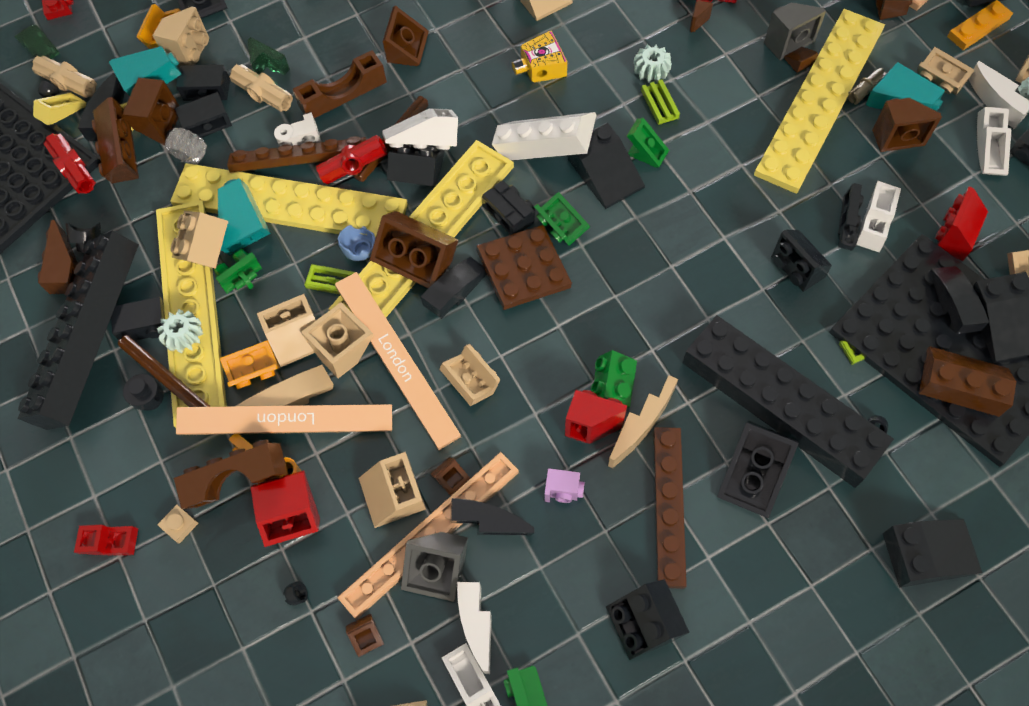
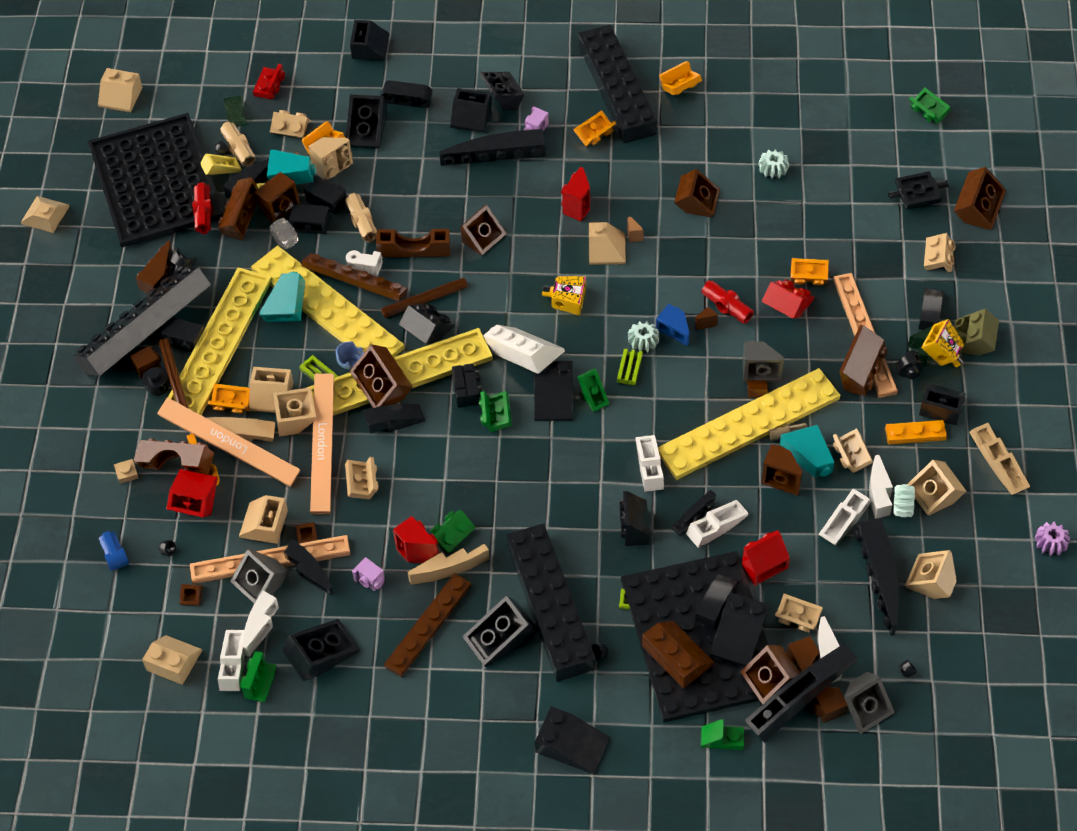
camera: 30 degrees right, 10 degrees down
(106, 540) = (79, 458): red slope -> none
(110, 28) = (289, 125): none -> tan bracket
(114, 374) = (145, 360): none -> reddish brown brick
(180, 331) = (201, 353): light aqua gear -> none
(199, 238) = (249, 300): tan slope -> none
(234, 642) = (113, 552): none -> blue piece
(238, 274) = (262, 337): green hips -> none
(263, 56) = (376, 196): clear green slope -> none
(362, 153) = (384, 298): red piece -> none
(423, 129) = (449, 303): white slope -> none
(523, 267) = (448, 429): reddish brown plate -> none
(572, 614) = (319, 648): none -> black slope
(647, 619) = (362, 677): black slope -> none
(675, 35) = (673, 324): none -> blue slope
(762, 189) = (649, 463): none -> white slope

